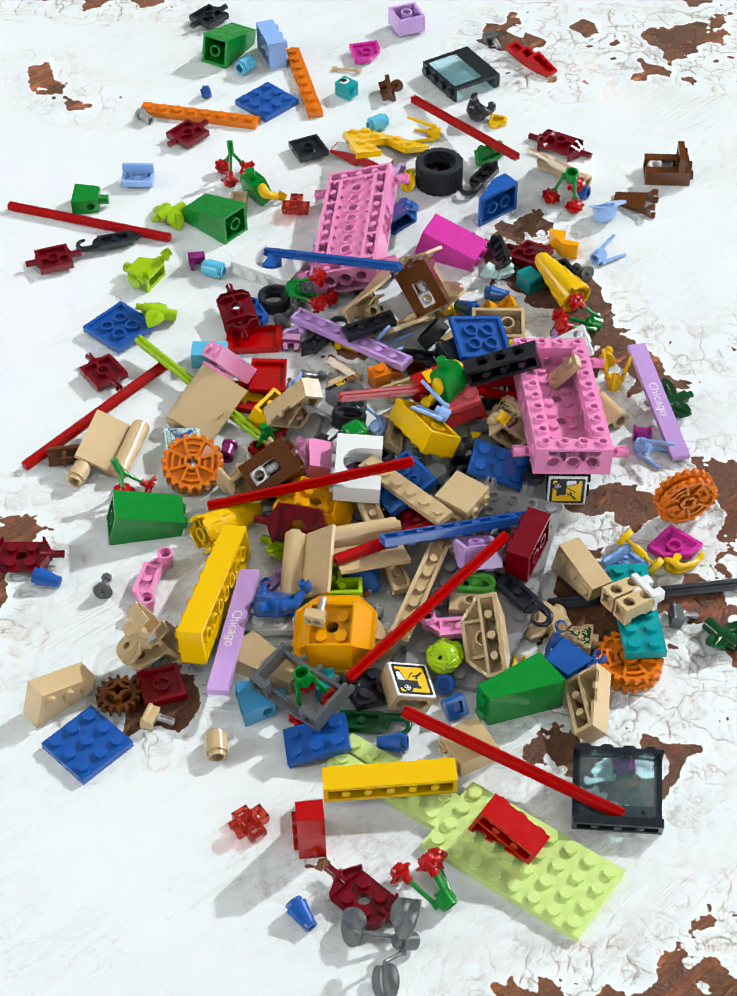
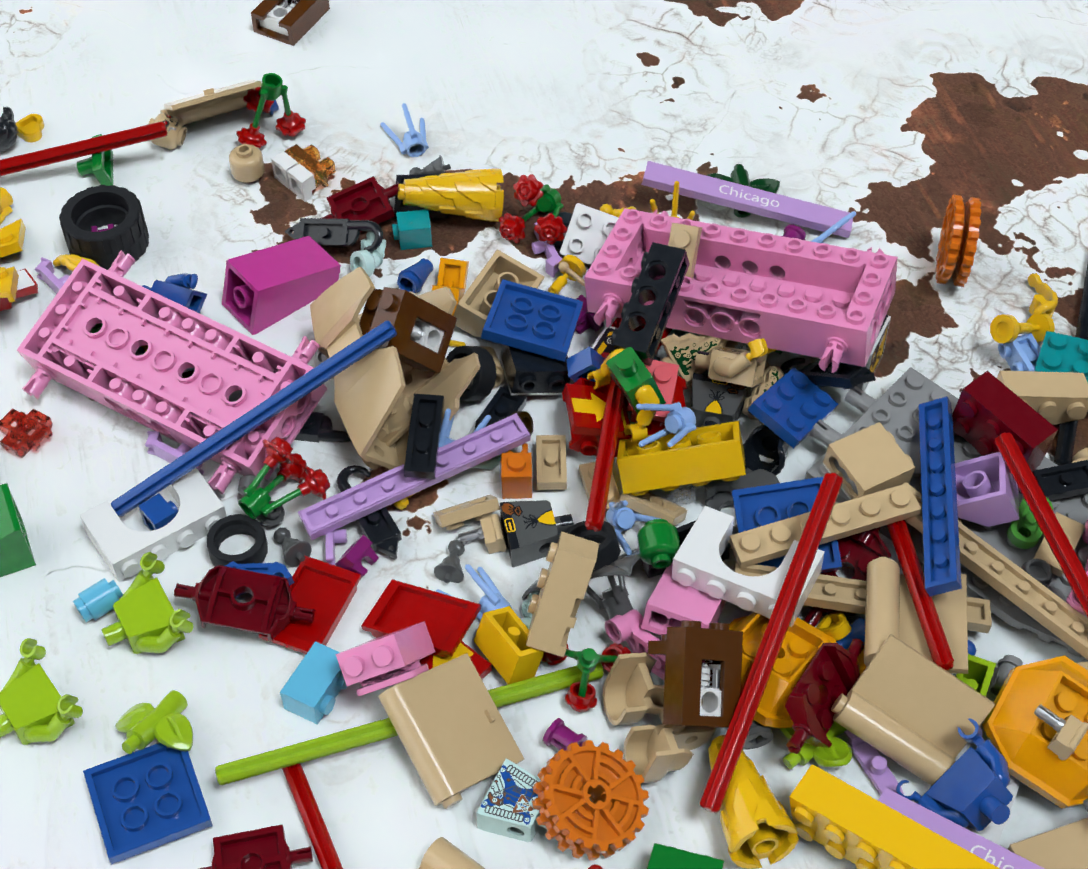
camera: 65 degrees left, 5 degrees up
(195, 258) = (52, 618): magenta tile -> none
(212, 284) = (147, 614): none -> lime torso
(481, 178) = (149, 192): black plate -> none
(497, 199) = (221, 187): blue slope -> none
(527, 201) = (246, 163): none -> tan head
(529, 165) = (175, 129): none -> tan head
(540, 222) = (301, 170): none -> hips
(560, 143) = (128, 90): dark red plate -> none
(563, 247) = (355, 168): light orange slope -> none
(606, 211) = (329, 93): light blue piece -> none
(637, 200) = (325, 65): reddish brown flag -> none
(674, 541) = (1006, 293): dark pink plate -> none

